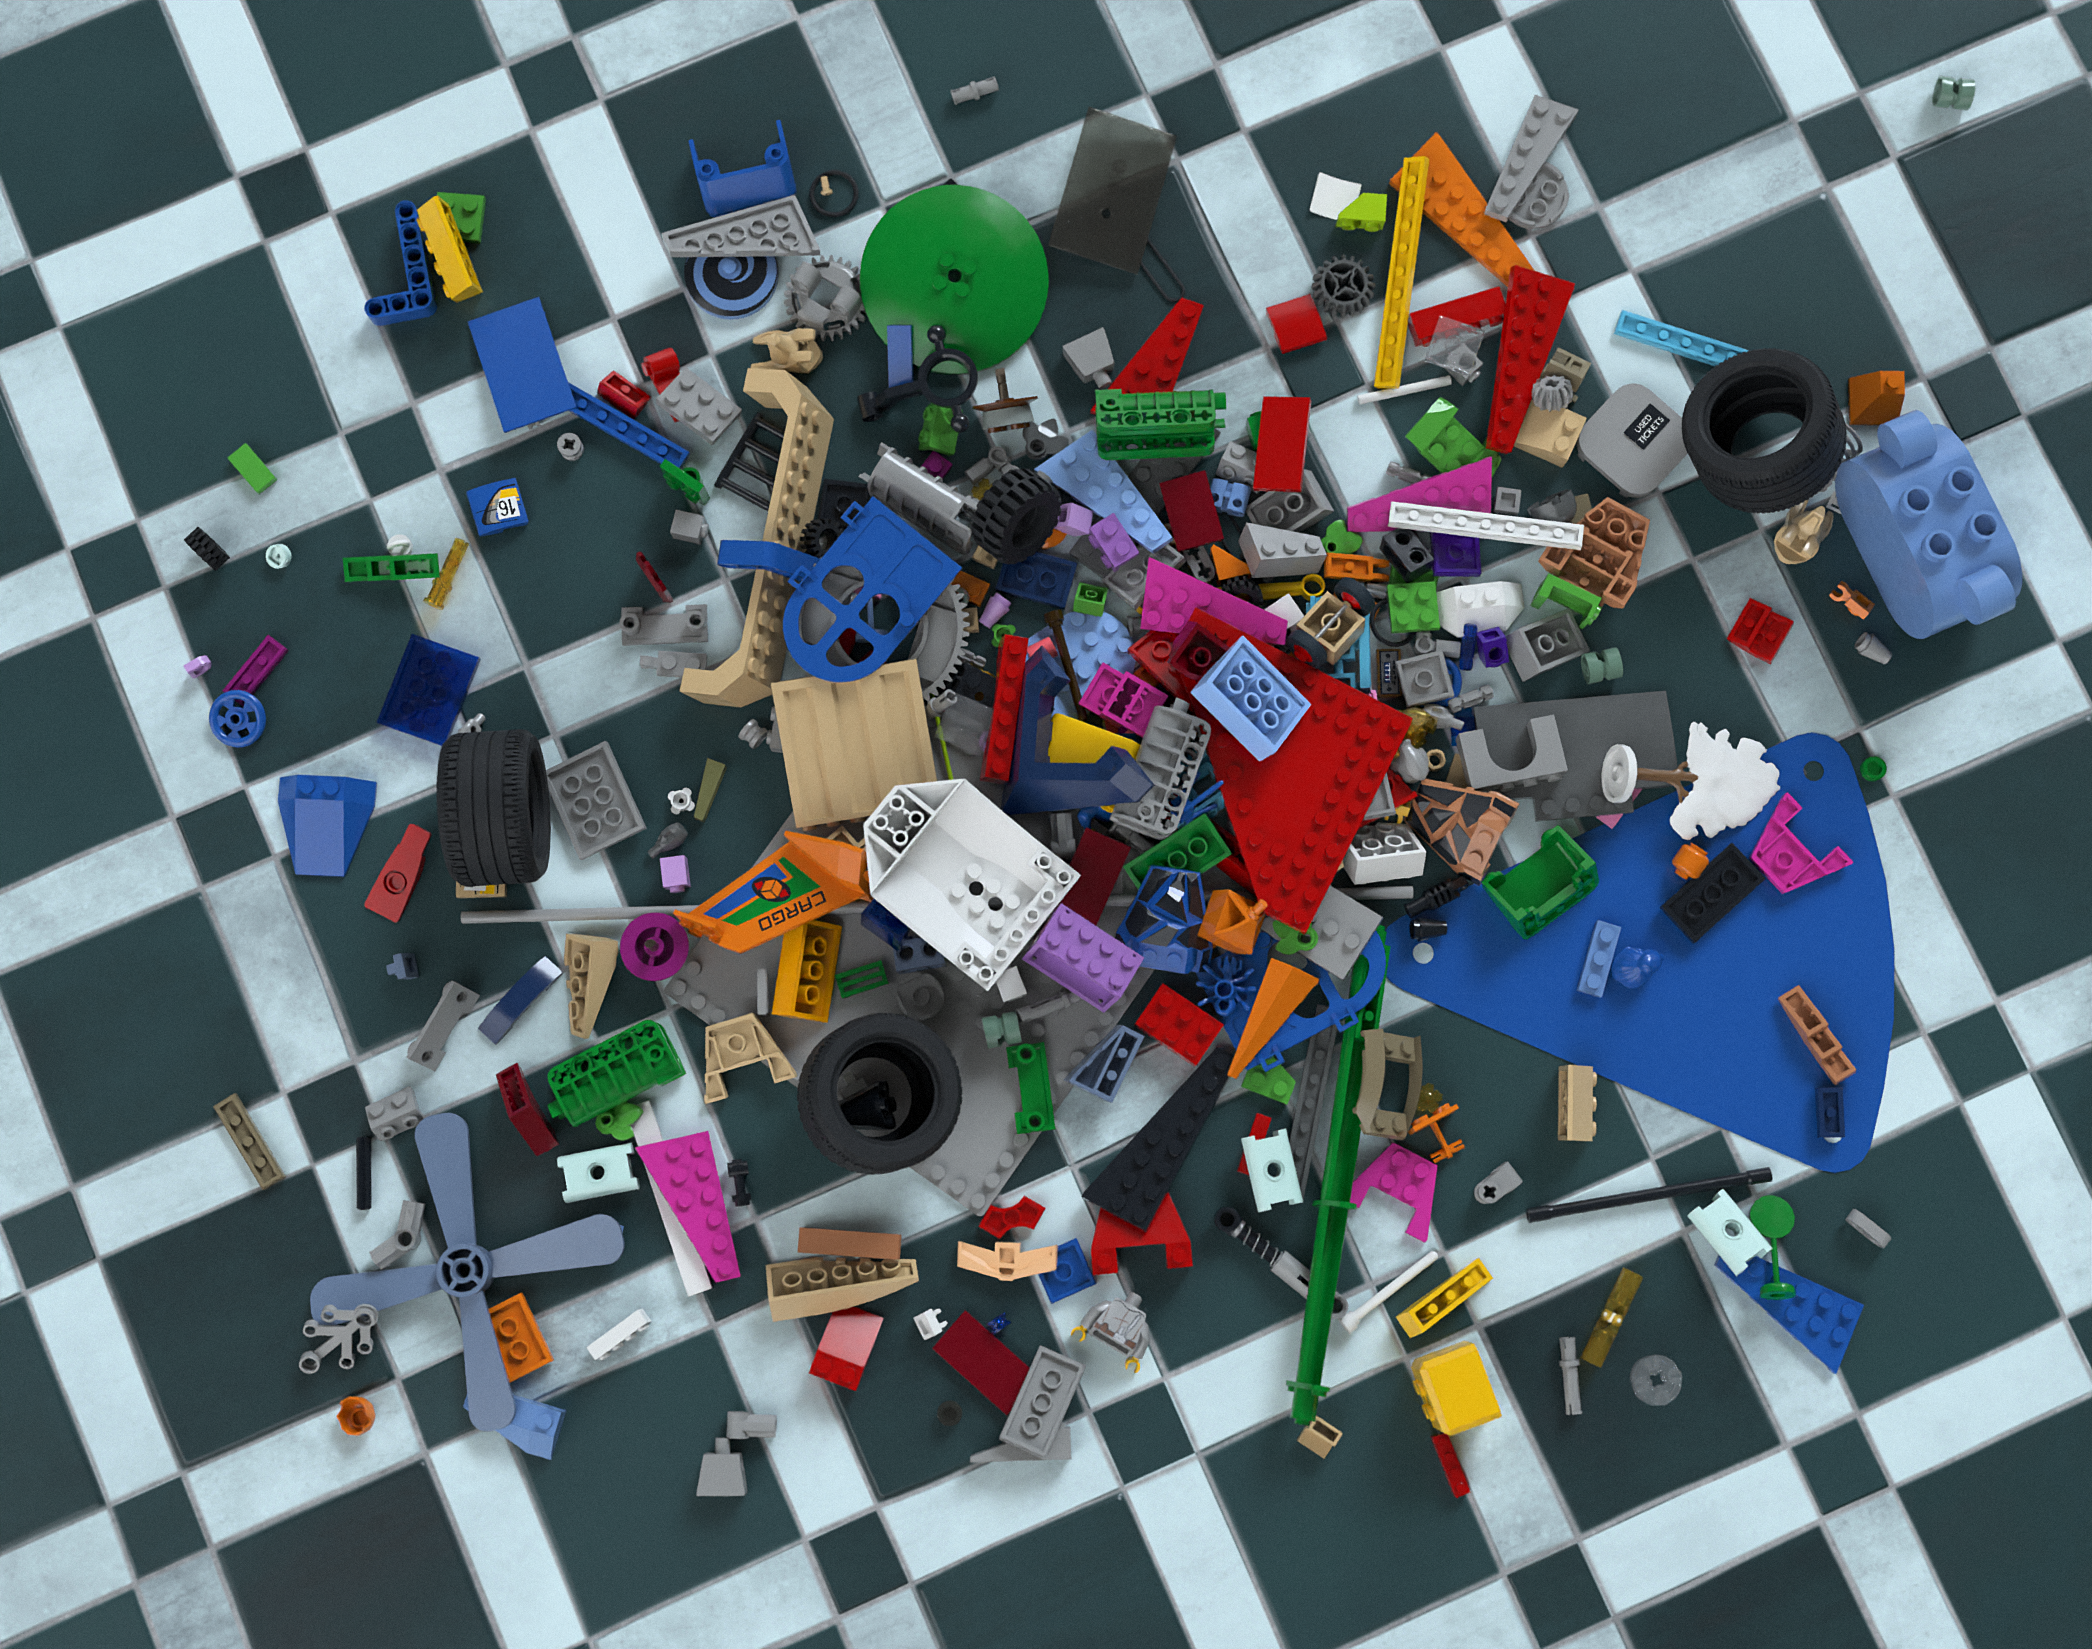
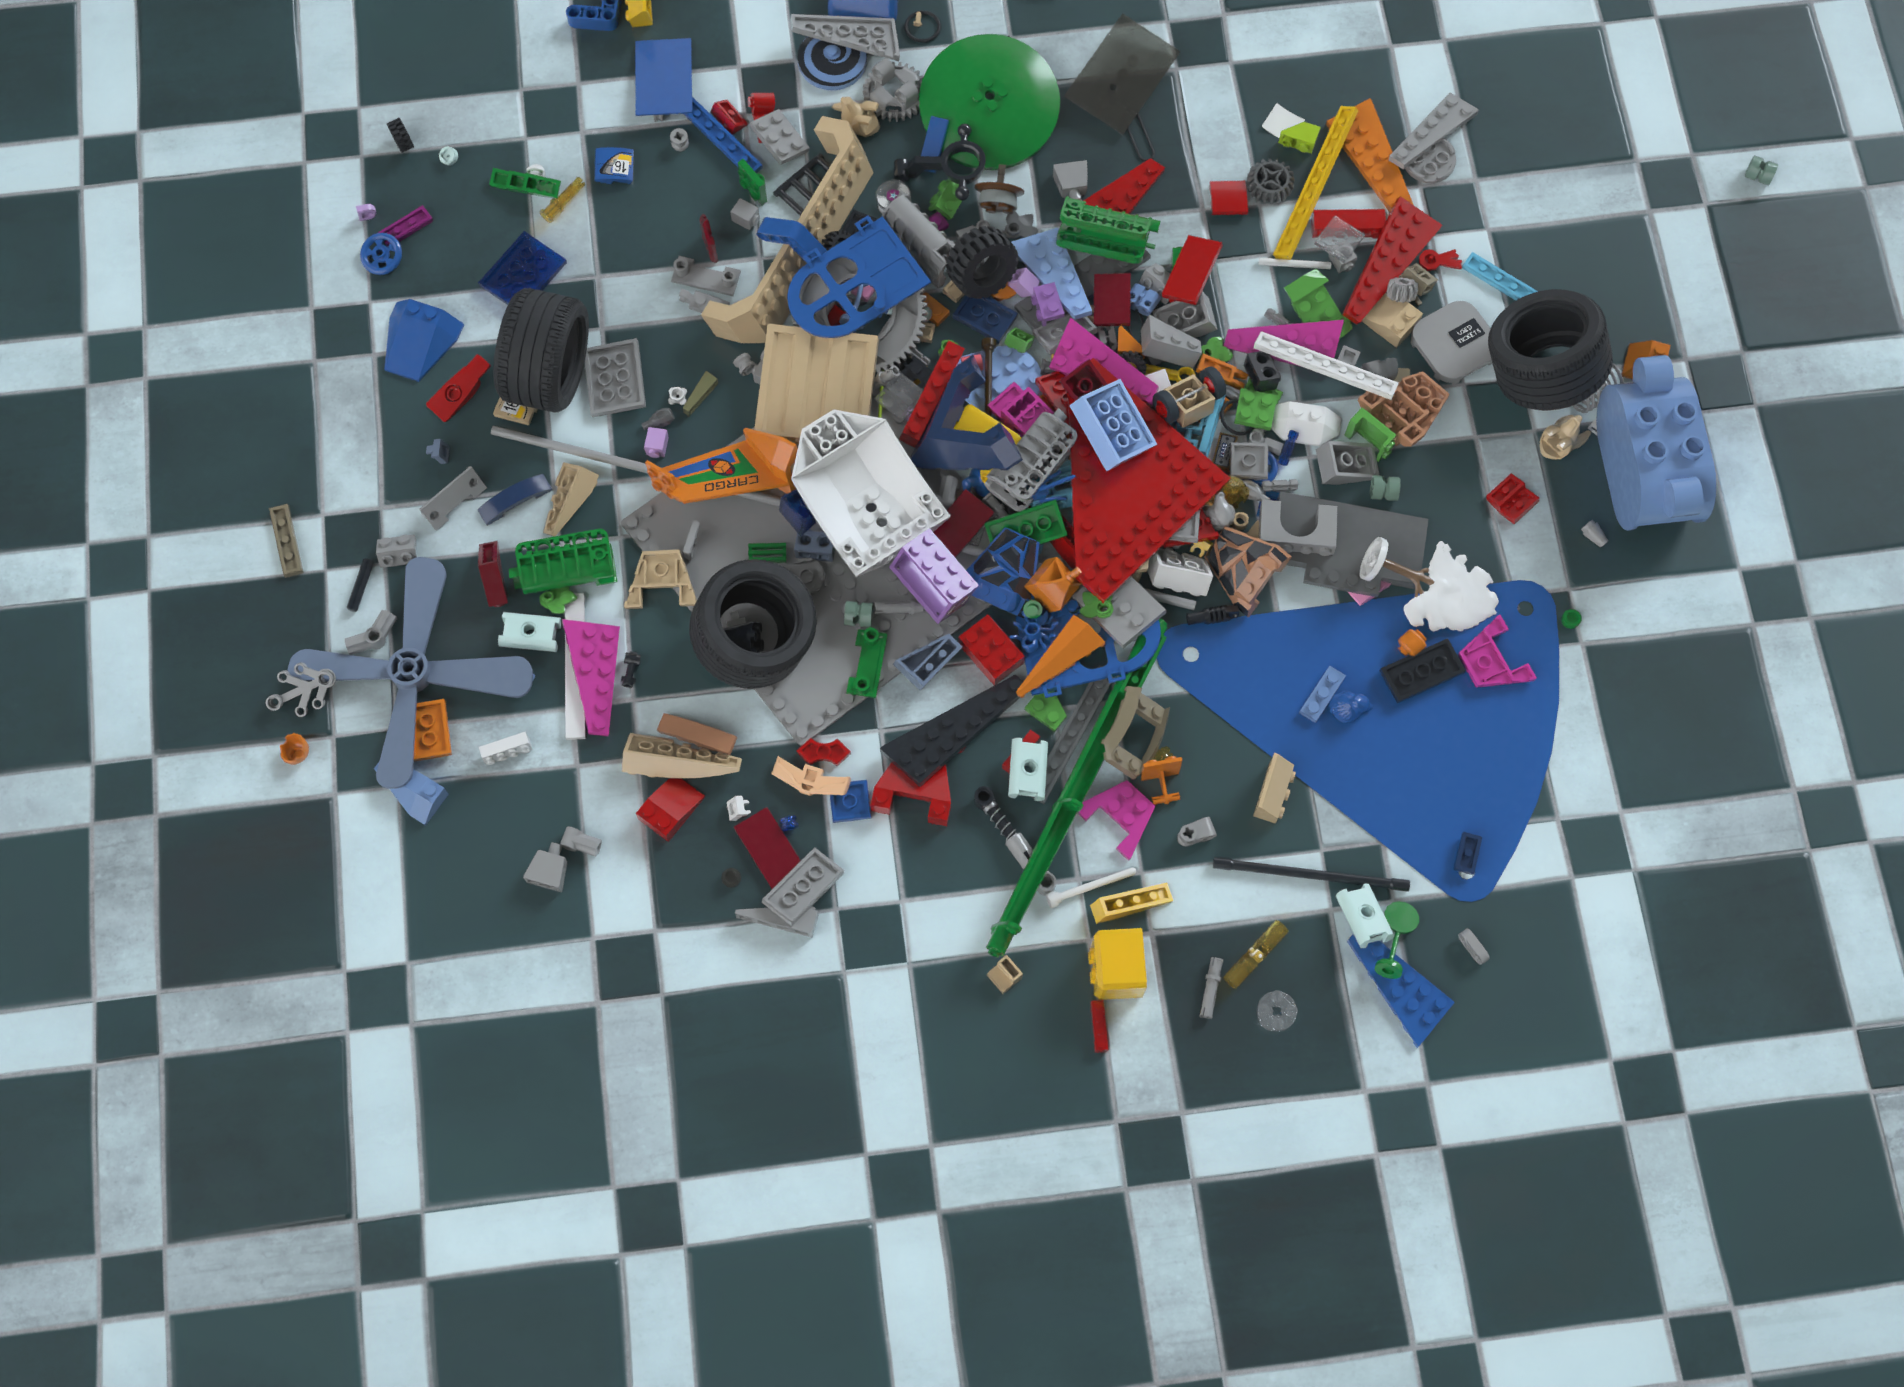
camera: 15 degrees right, 10 degrees down
(252, 468) = (450, 95): bright green tile -> none
(654, 946) = (624, 485): magenta piece -> none
(807, 971) = (729, 532): light orange slope -> none
(865, 442) = (889, 191): none -> clear tile
(994, 610) = (947, 329): lavender cone -> none
(1011, 985) = (875, 585): white brick -> none
(1118, 1326) = (878, 850): light grey torso -> none
(1216, 959) = (1032, 609): none -> green plate
(1426, 928) = (1198, 635): black cone -> none
(1455, 555) = (1298, 382): dark purple tile -> none
(1490, 639) = (1306, 445): dark purple brick -> none
(1543, 883) = (1296, 629): green windscreen -> none
(1573, 335) = (1431, 260): none -> red piece
(1816, 1035) = (1473, 794): nougat slope -> none
(1855, 601) = (1590, 497): orange plate -> none

